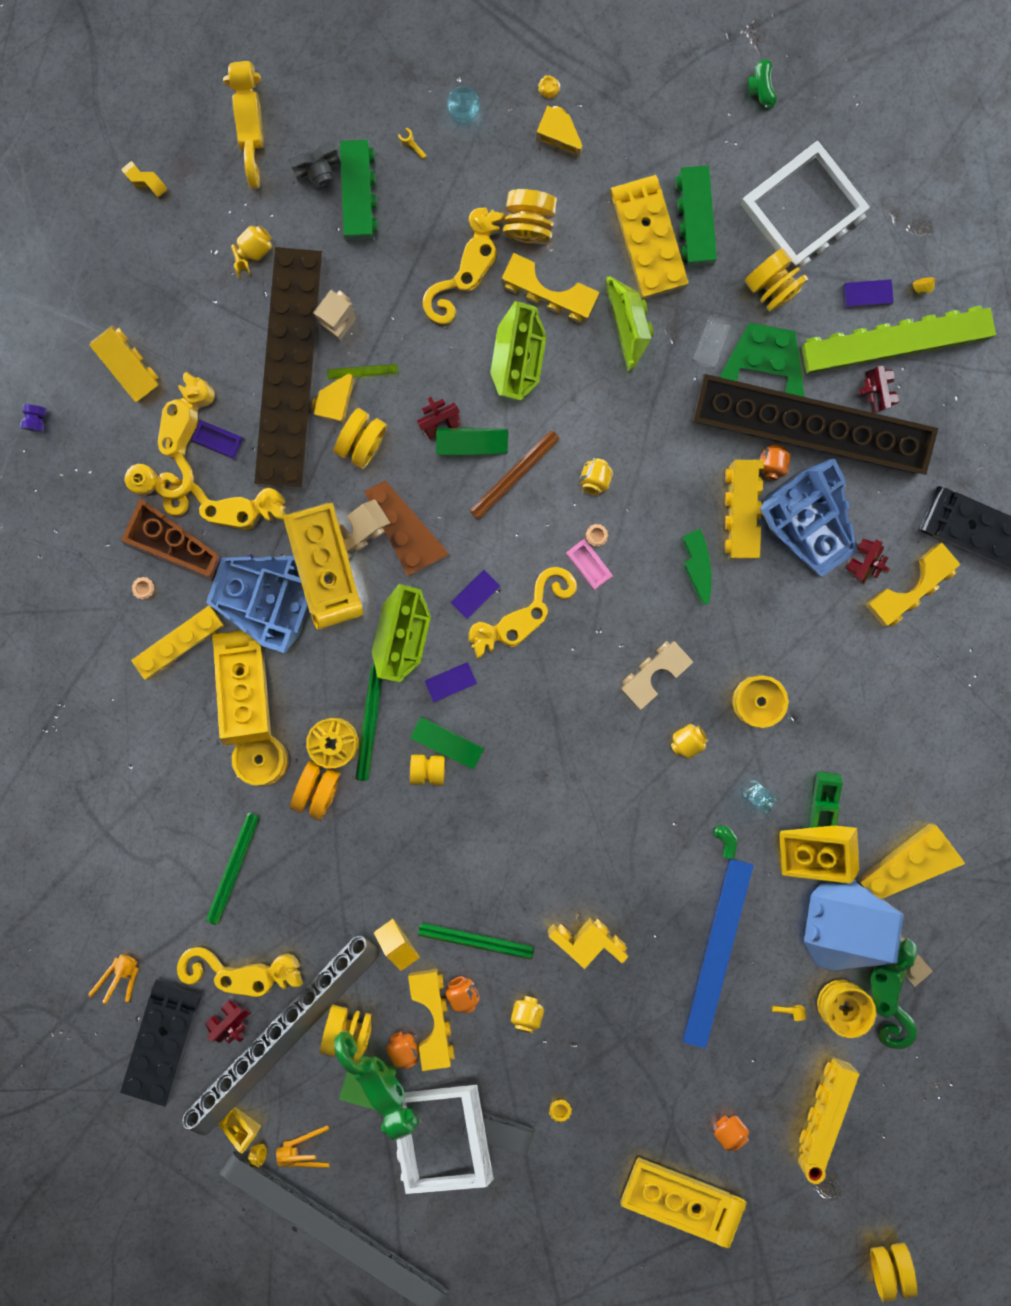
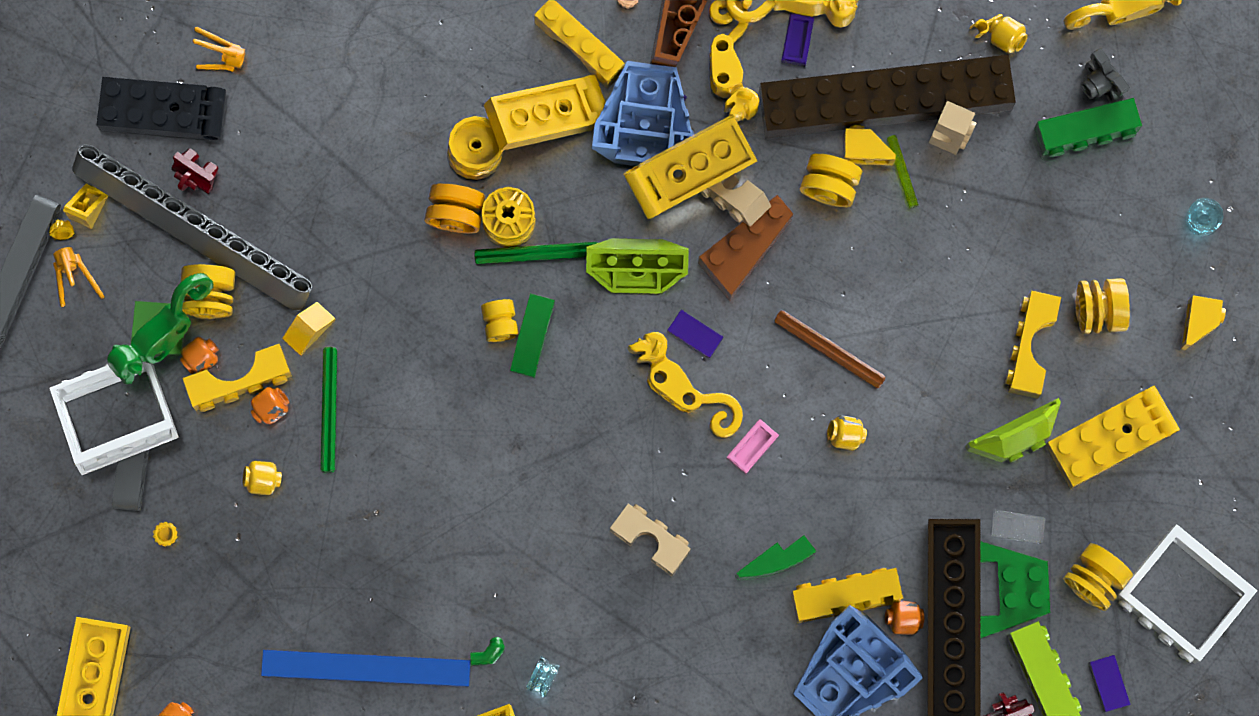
camera: 70 degrees right, 10 degrees down
(232, 868) = (355, 144): green axle -> none
(244, 978) = (243, 179): yellow animal -> none
(410, 142) = (1152, 171): yellow hand -> none
(448, 413) = (863, 249): dark red hips -> none
(450, 682) = (597, 327): dark purple tile -> none
(471, 441) = (854, 295): green slope -> none
(472, 263) = (1040, 258): yellow animal -> none
(518, 352) = (958, 325): lime wedge -> none
(549, 87) = (1245, 302): yellow piece -> none
(588, 942) = (352, 523): yellow bracket -> none
(596, 535) = (785, 447): light nougat piece -> none
(689, 741) = (587, 589): yellow head -> none
(697, 216) = (1146, 482): green brick -> none
(746, 706) = (645, 669): yellow wheel -> none

